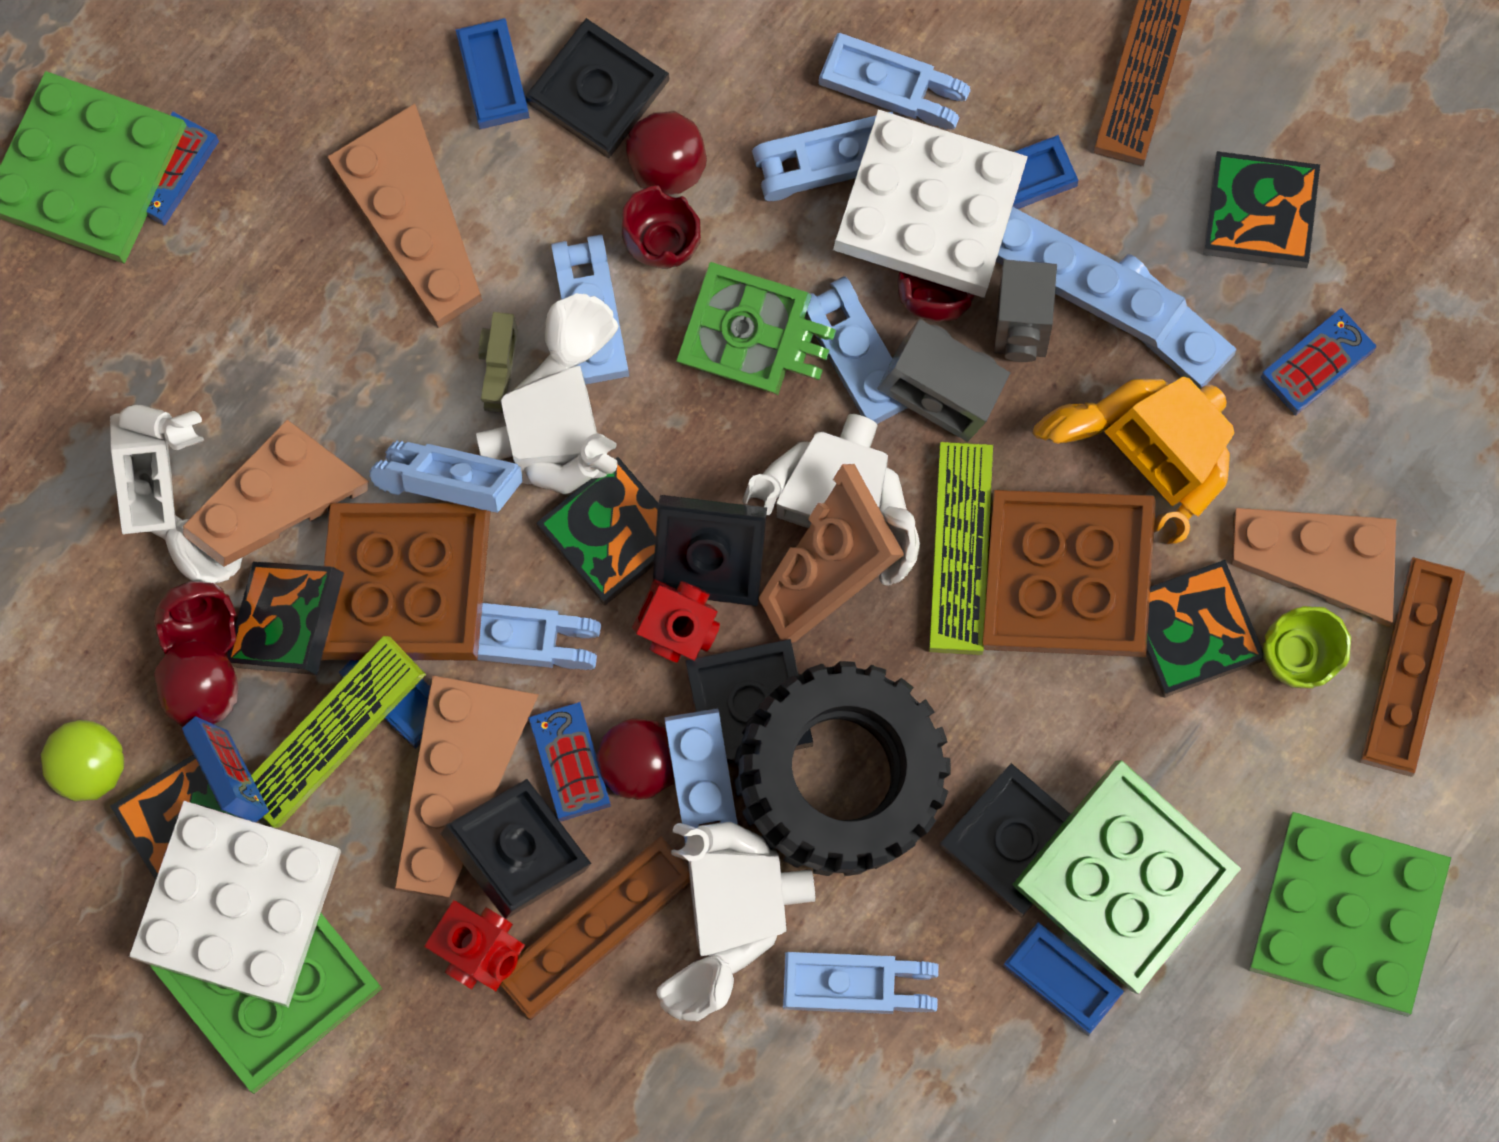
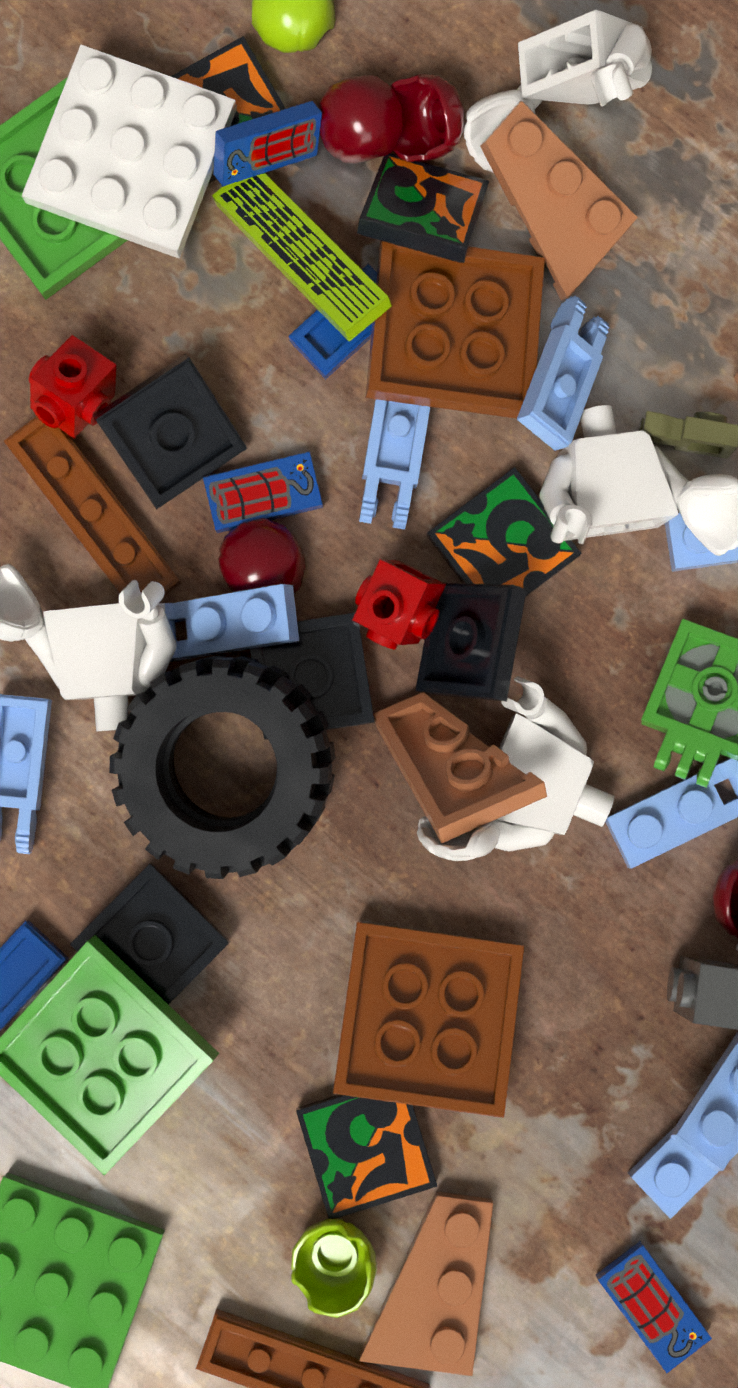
camera: 90 degrees right, 10 degrees up
(458, 767) = (264, 380): nougat wing -> none
(944, 380) = (646, 900): dark grey brick -> none
(961, 548) = (467, 907): lime tile -> none
(1166, 432) = (574, 1136): light orange torso -> none

